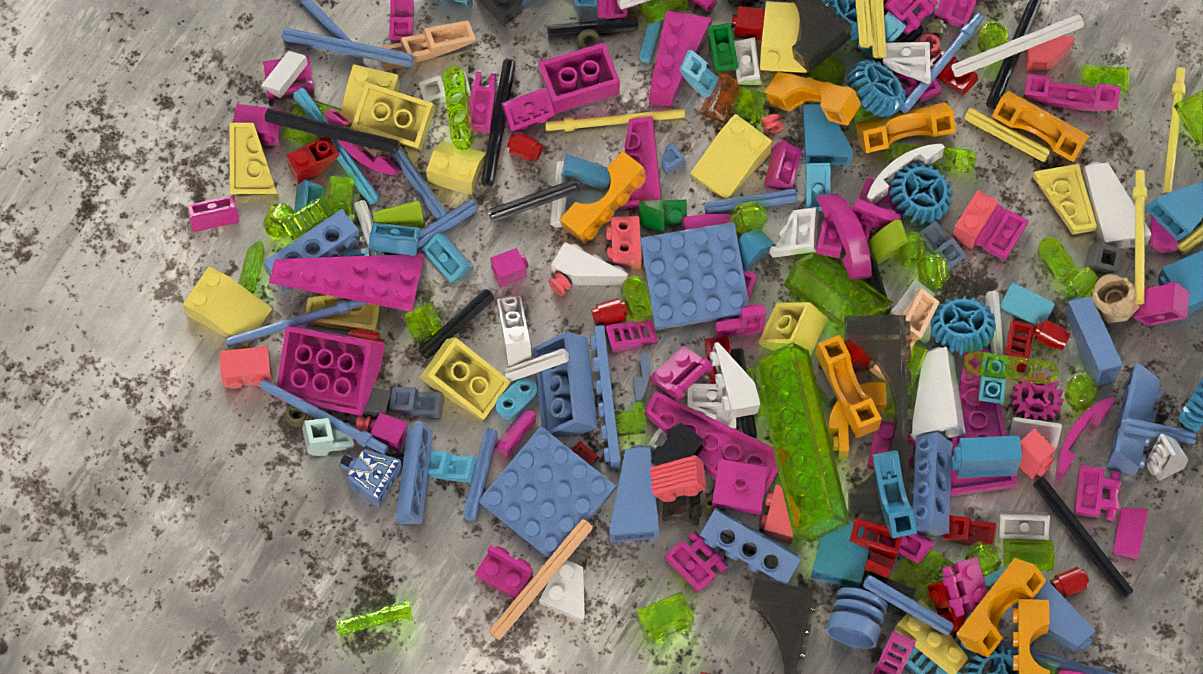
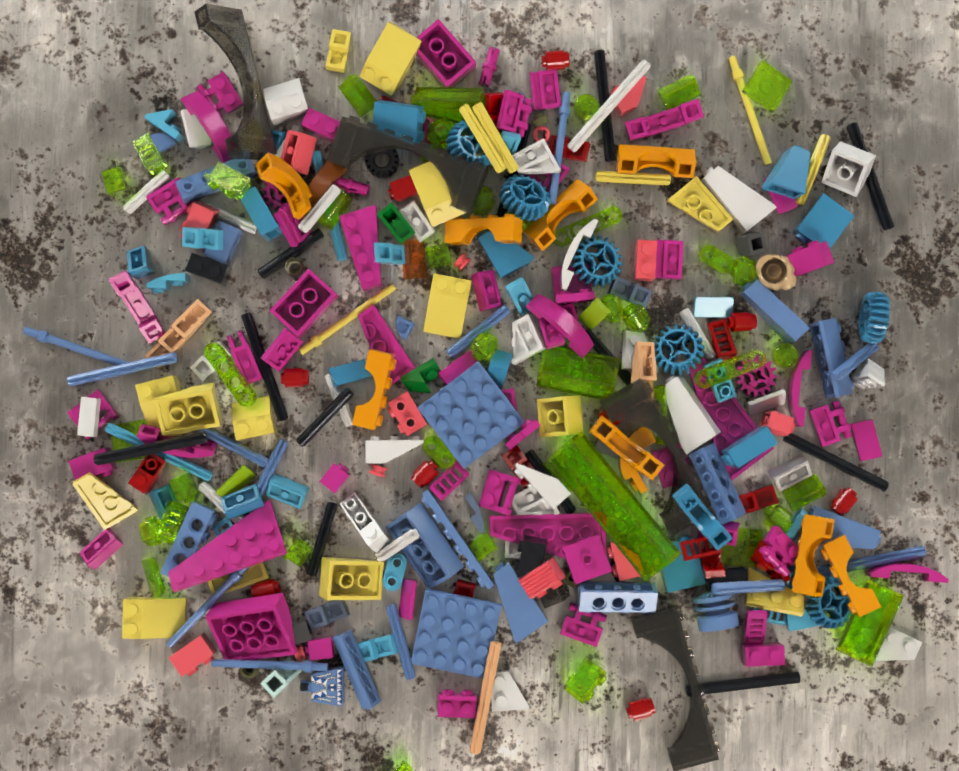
camera: 30 degrees left, 20 degrees up
(1140, 196) = (754, 180): light yellow bar -> none

